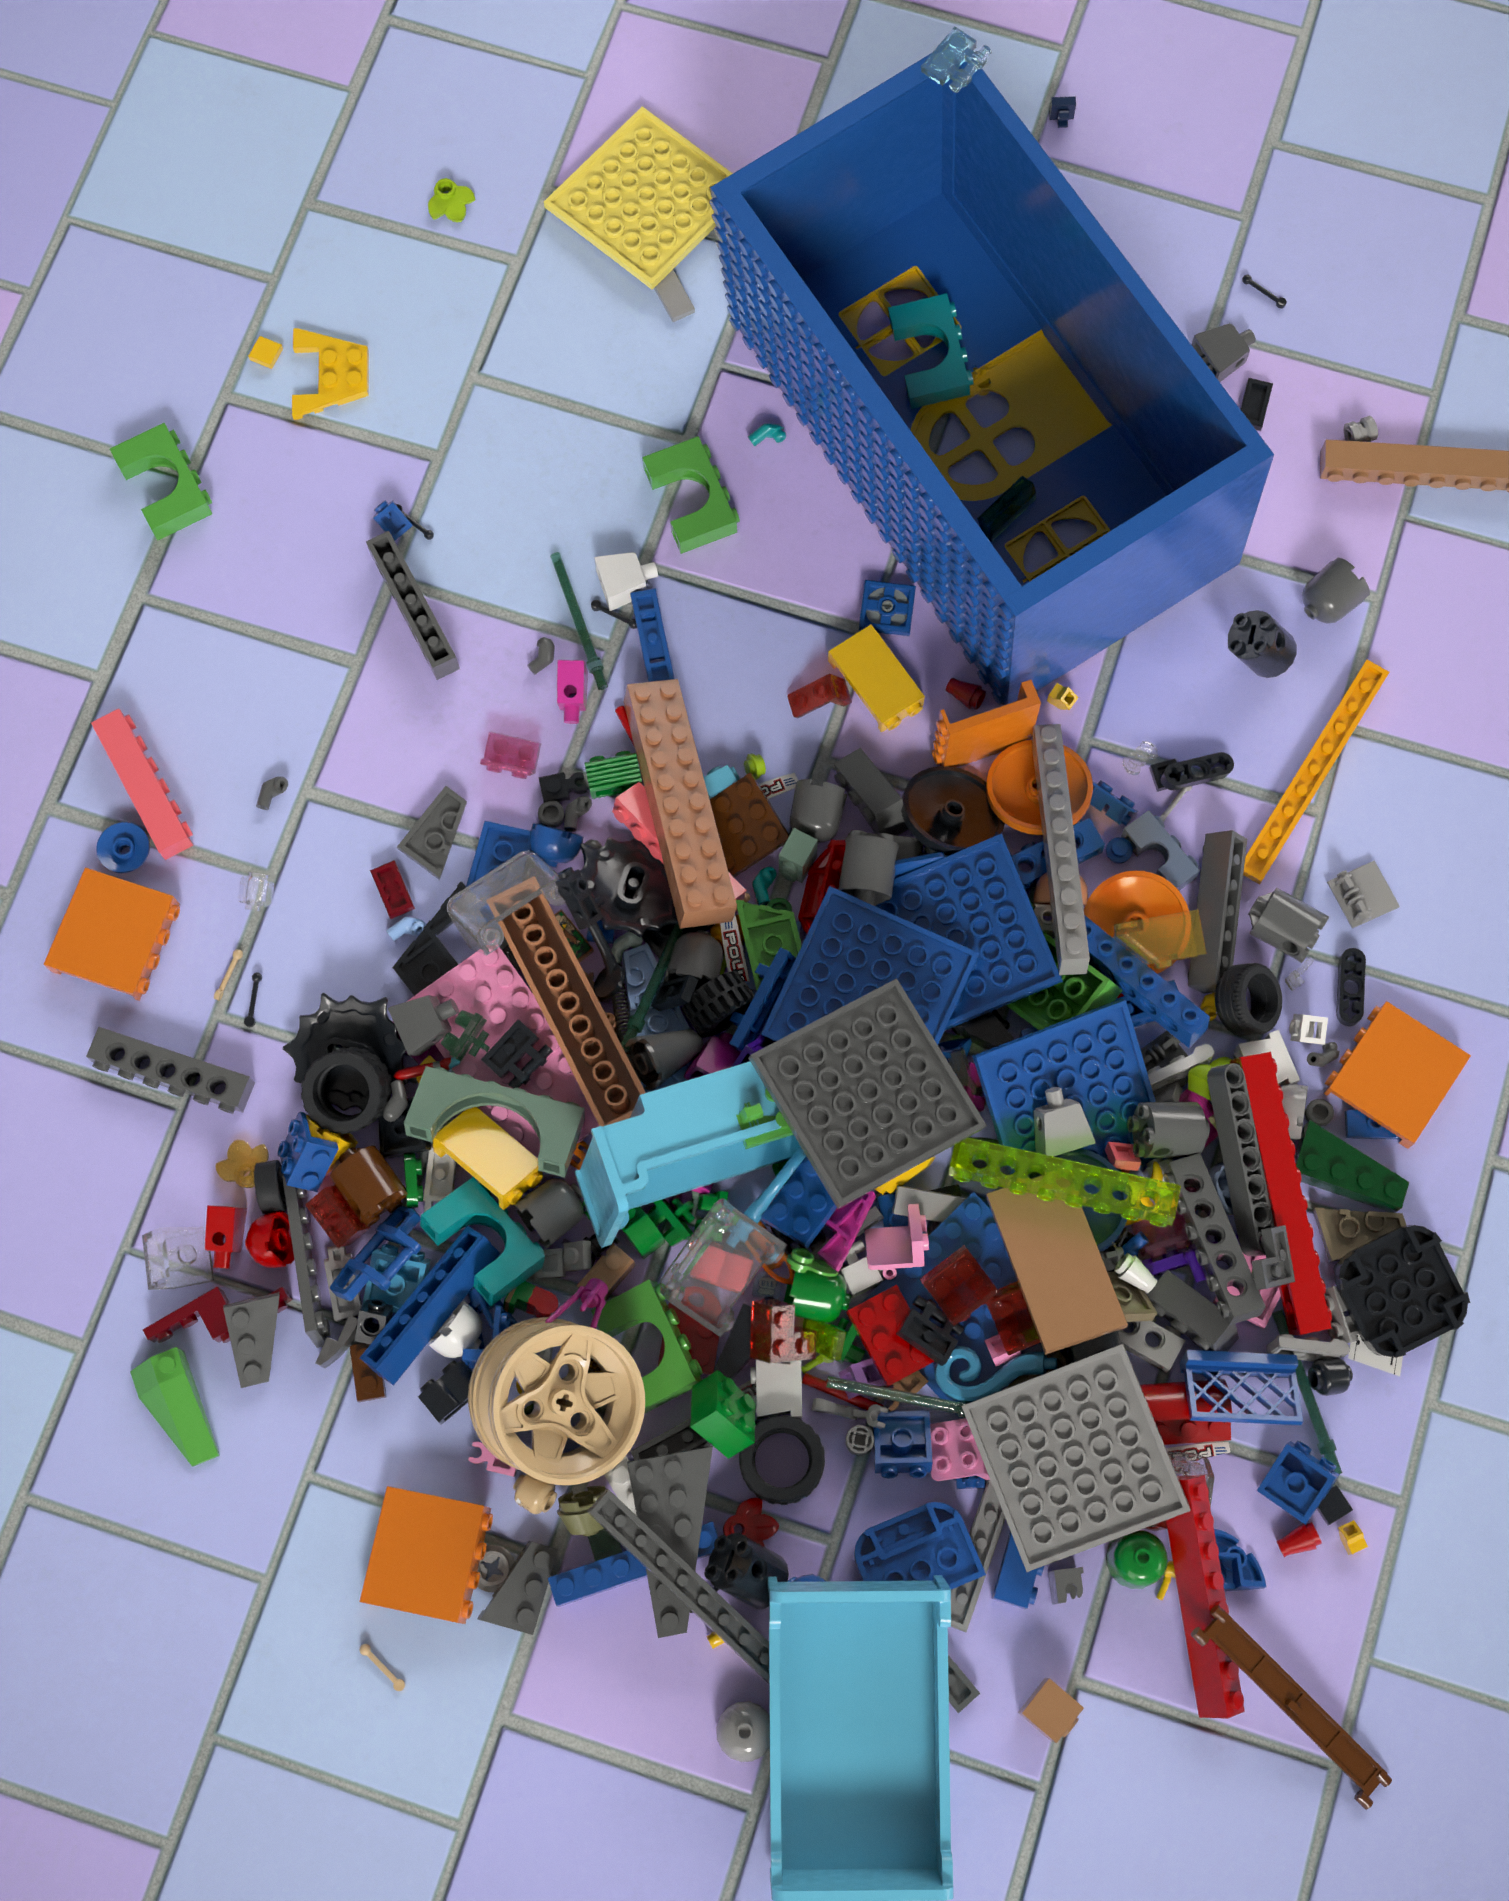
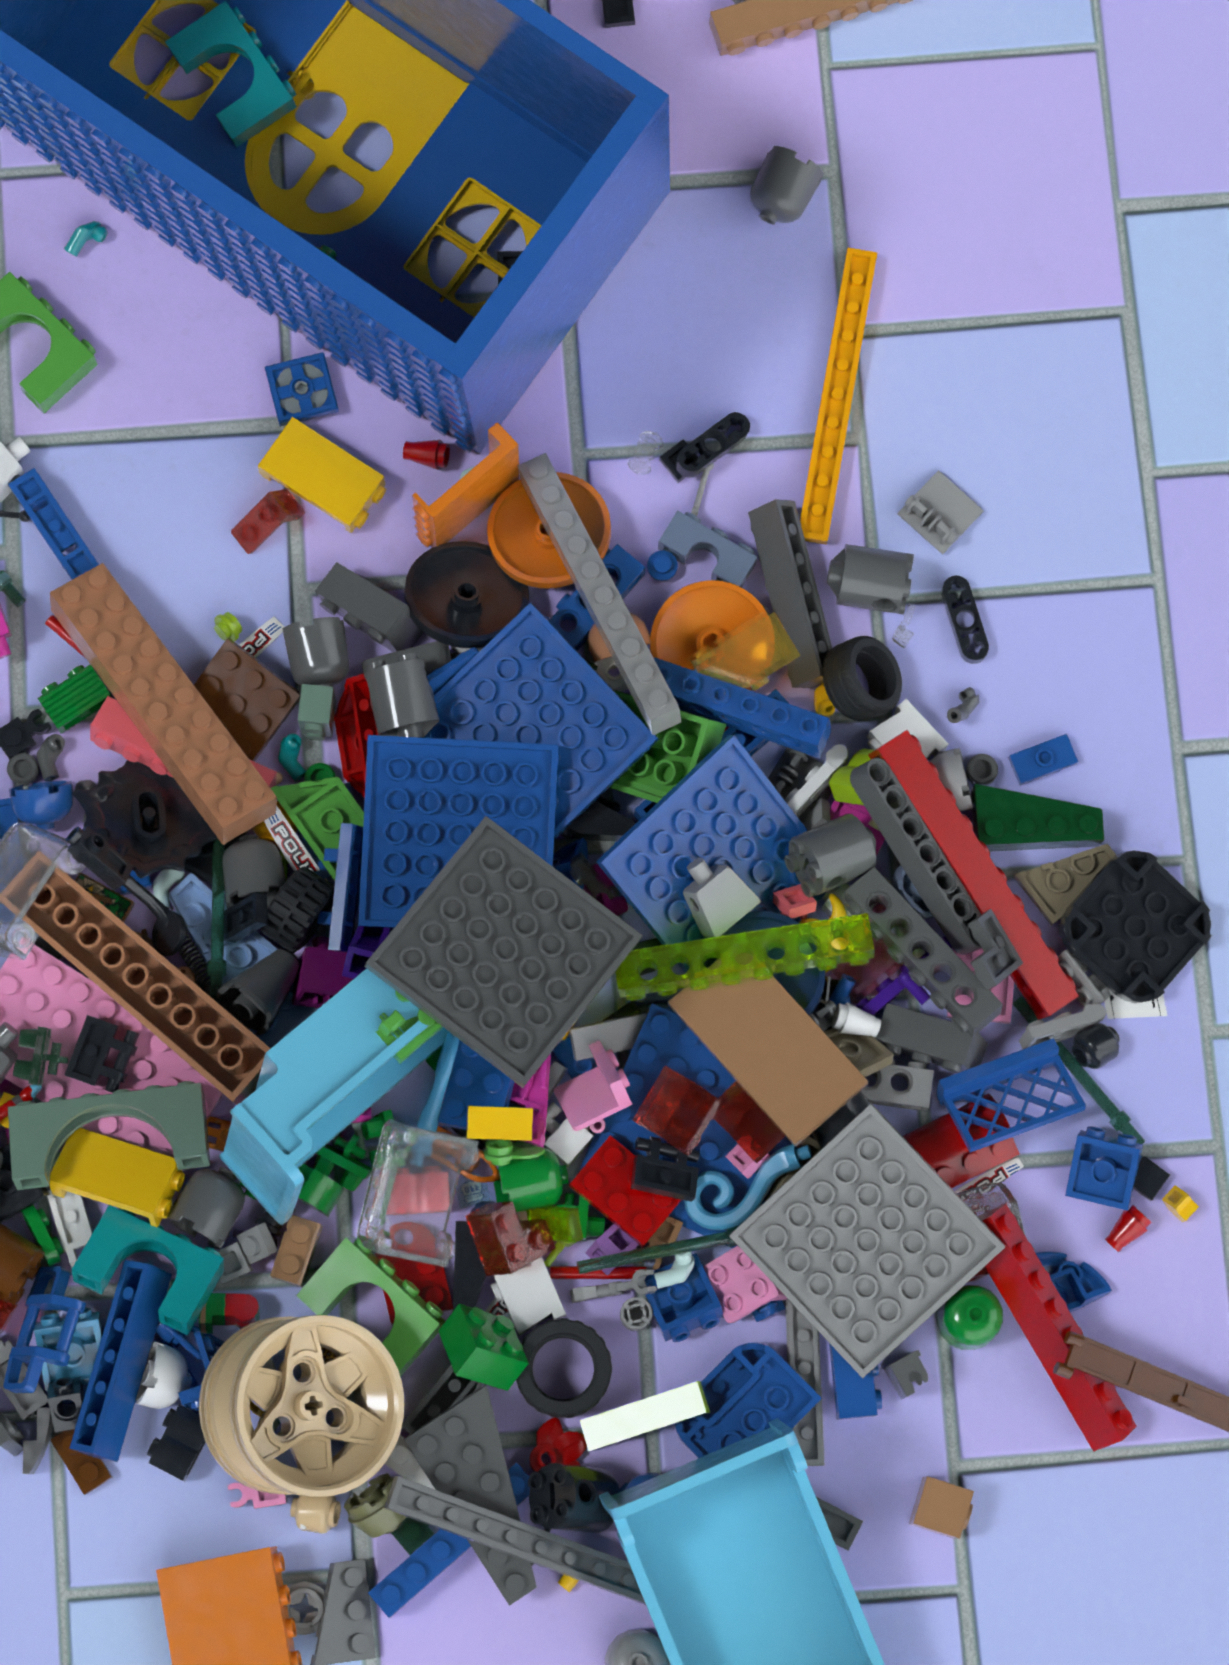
camera: 30 degrees left, 5 degrees up
(591, 1296) = (292, 1281): dark pink plant -> none
(719, 779) = (196, 658): medium azure brick -> none
(810, 1236) = (499, 1123): none -> yellow tile
(833, 1527) = (644, 1416): none -> tile
(907, 1420) = (678, 1273): none -> light aqua arm
(1007, 508) = (390, 225): piece -> none
(1062, 697) = (534, 417): yellow piece -> none
(1119, 808) = (644, 517): blue hinge -> none
(1169, 1572) = (1007, 1319): yellow hand -> none
(1261, 643) = (728, 276): black cylinder -> none
(1303, 1026) = (931, 685): white brick -> none
(1397, 1072) = (1046, 694): orange panel -> none

